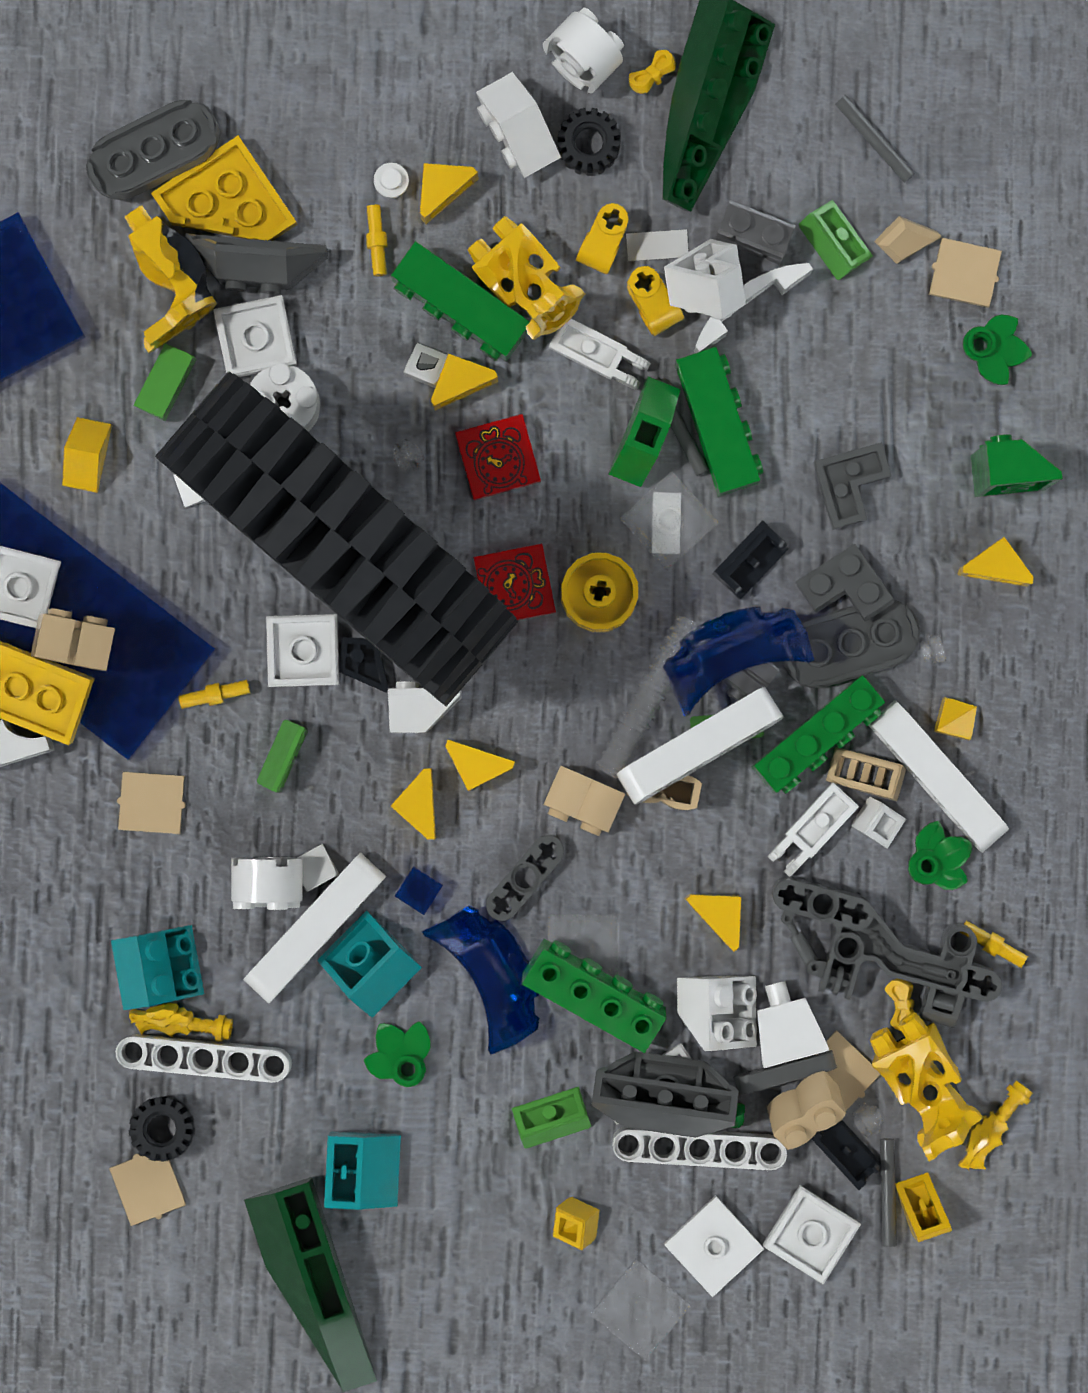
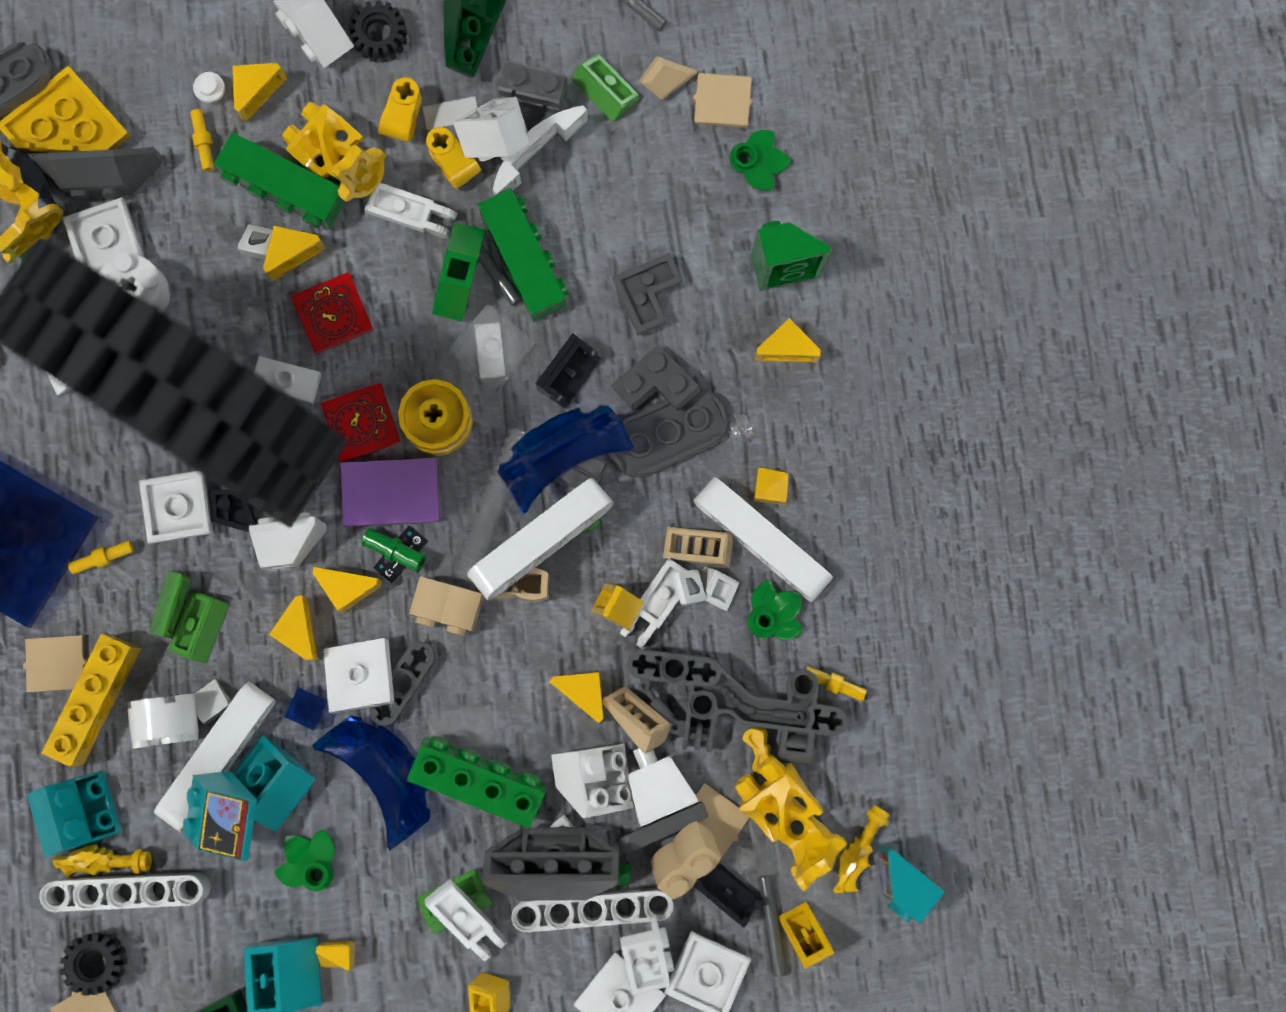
camera: 10 degrees left, 5 degrees down
(190, 849) = (91, 700): none -> yellow brick
(310, 784) = (198, 627): none -> bright green slope
(319, 993) = (220, 815): none -> slope
(419, 1156) = (336, 954): none -> yellow slope
(444, 526) = (291, 379): none -> white plate
(480, 863) = (358, 676): none -> white plate
(534, 731) = (393, 549): none -> green pin
(539, 735) = (392, 570): none -> black sticker
(540, 668) = (390, 492): none -> medium lavender tile
(561, 1137) = (464, 918): none -> white hinge
(751, 1208) = (646, 960): none -> white bracket
(769, 827) = (617, 606): none -> yellow slope
(782, 961) = (644, 727): none -> tan slope
(819, 733) = (648, 517): green brick -> none
(852, 819) = (689, 587): none -> white slope
(1037, 1172) = (906, 887): none -> teal slope

